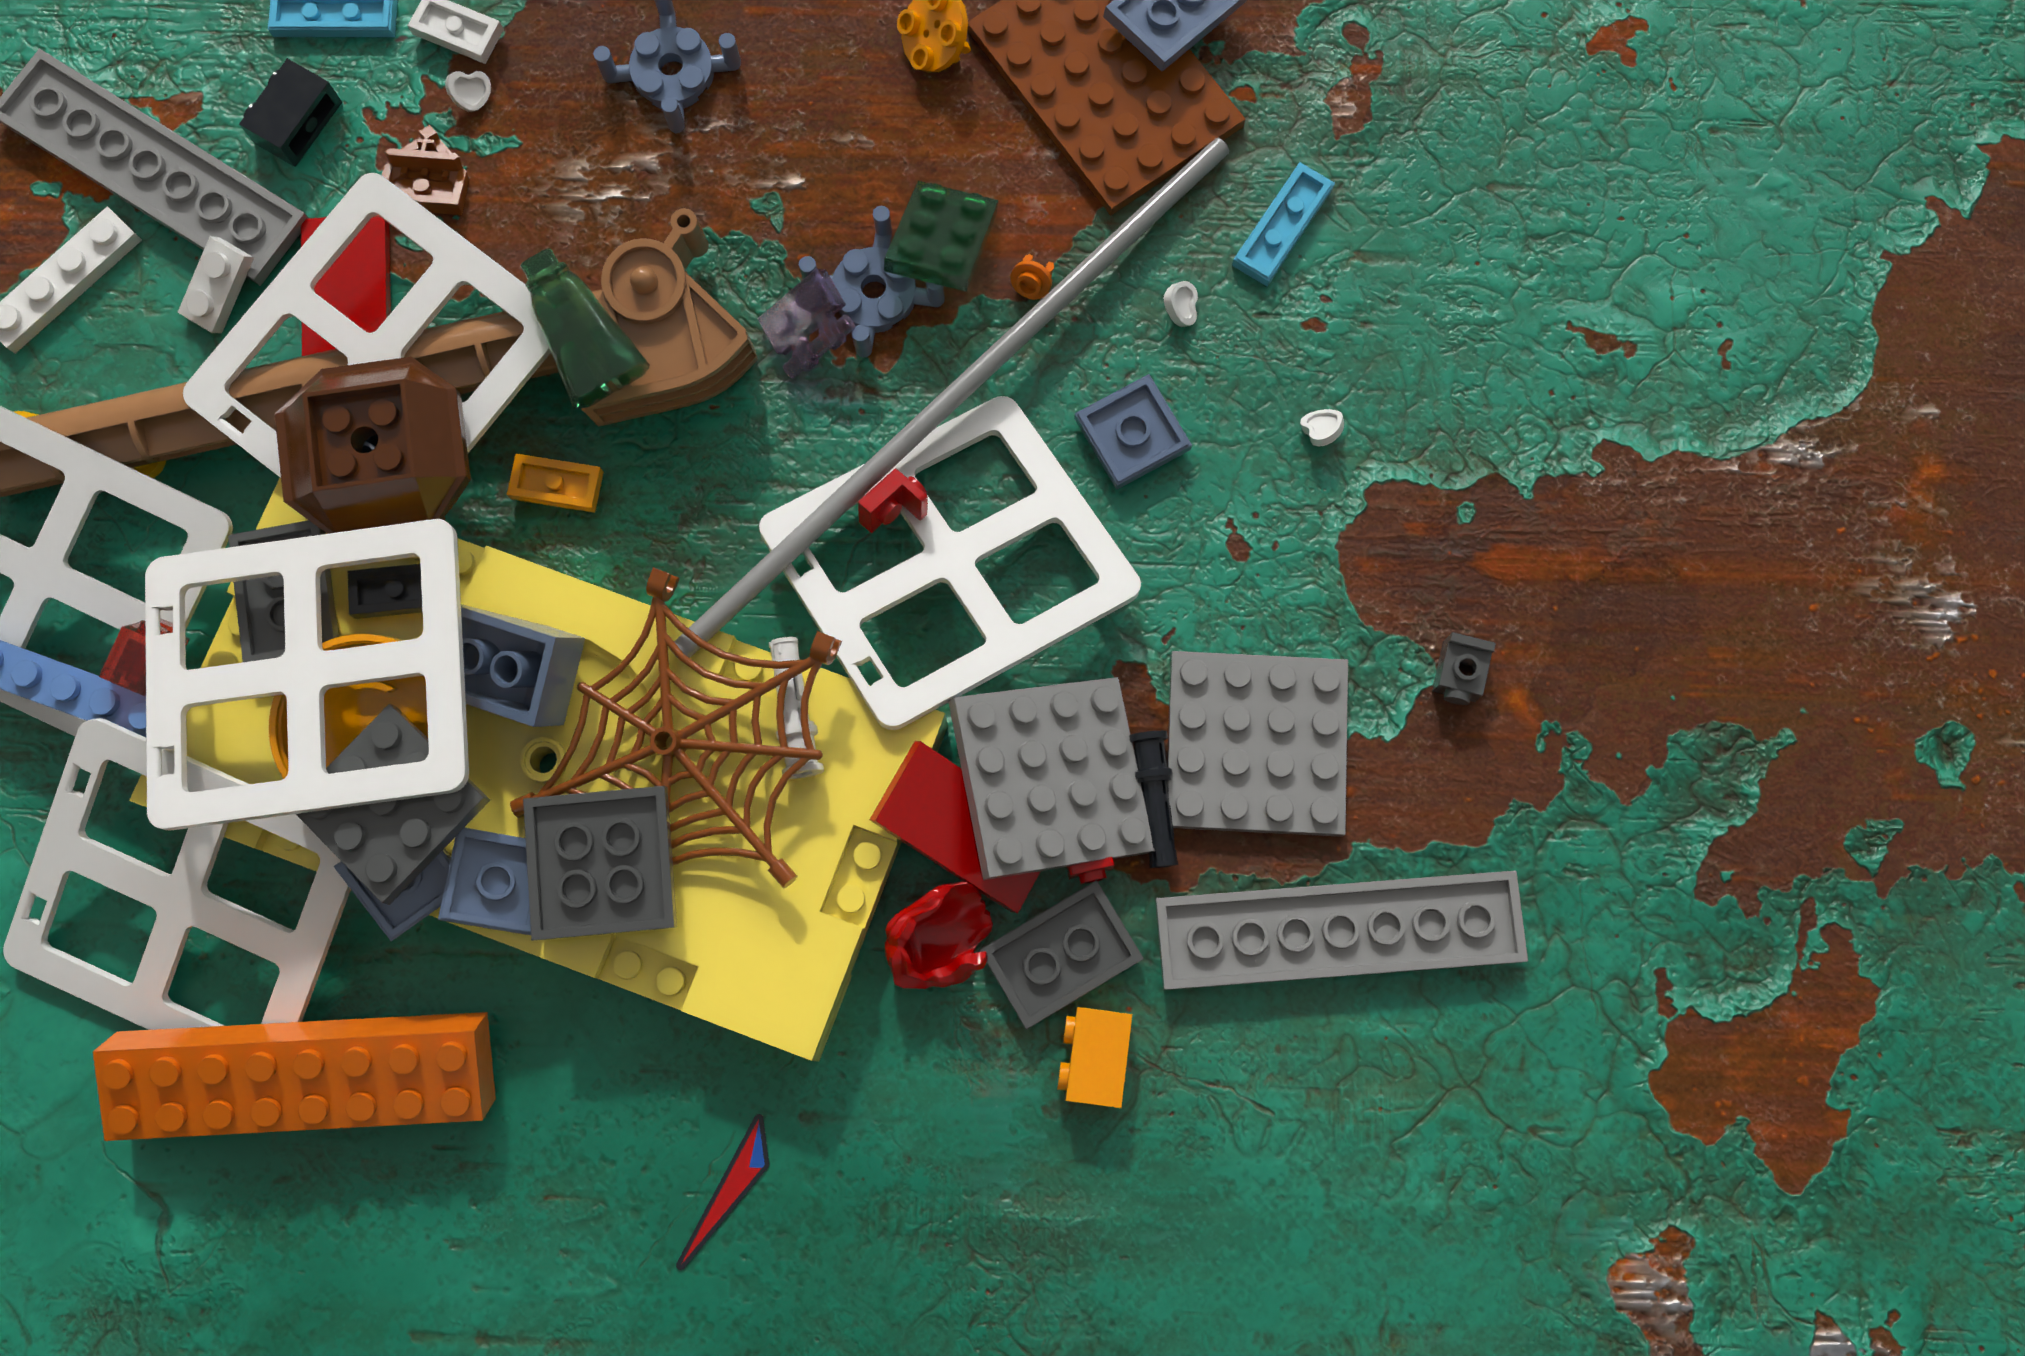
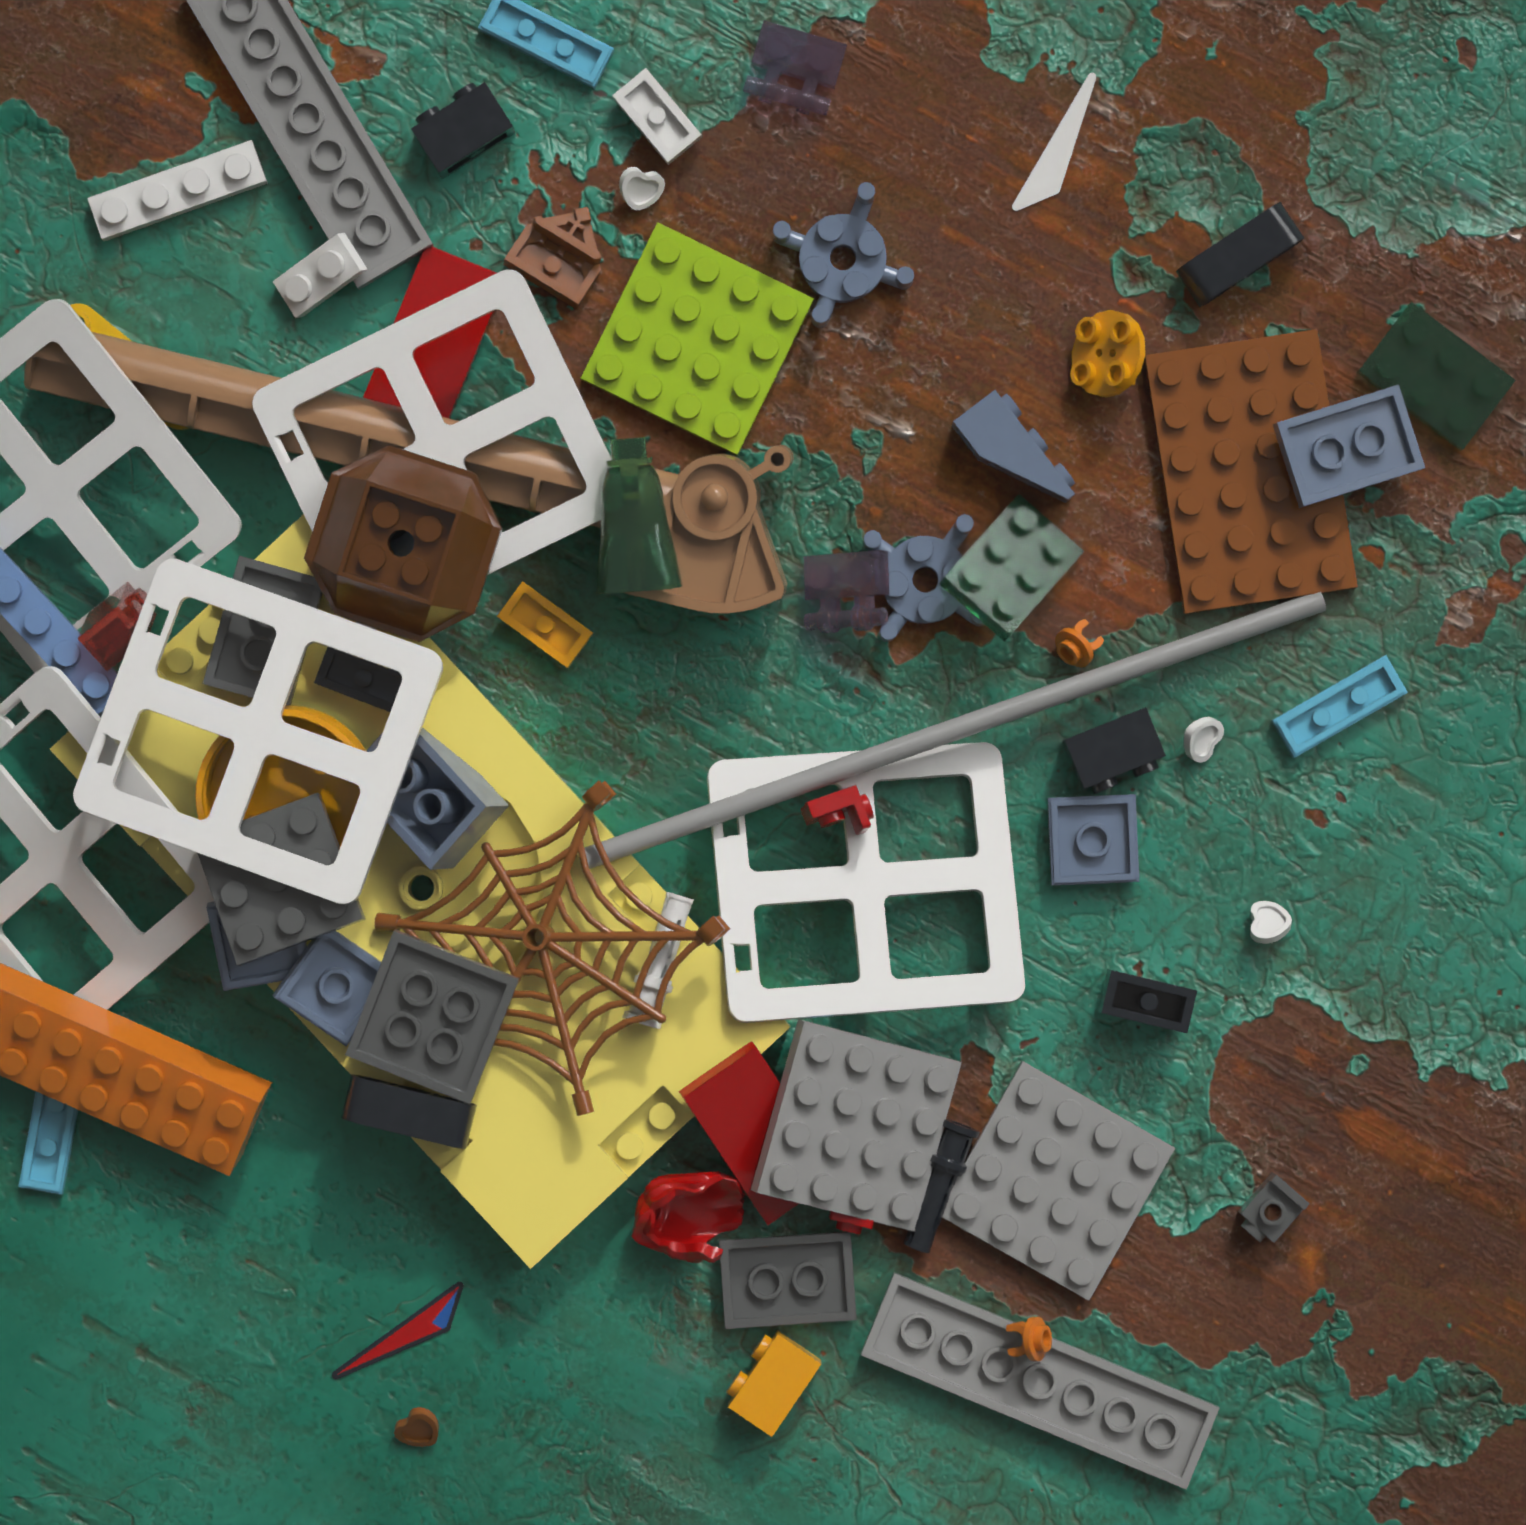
camera: 25 degrees right, 10 degrees up
(302, 1181) = (48, 1145): none -> medium azure tile
(575, 183) = (697, 339): none -> lime plate
(620, 966) = (408, 1111): none -> black beam
(783, 1276) = (418, 1428): none -> dark orange piece
(890, 146) = (1003, 443): none -> sand blue slope
(1110, 346) = (1113, 750): none -> black brick
(1254, 539) = (1147, 1001): none -> black brick
(1317, 888) = (1036, 1338): none -> orange plate

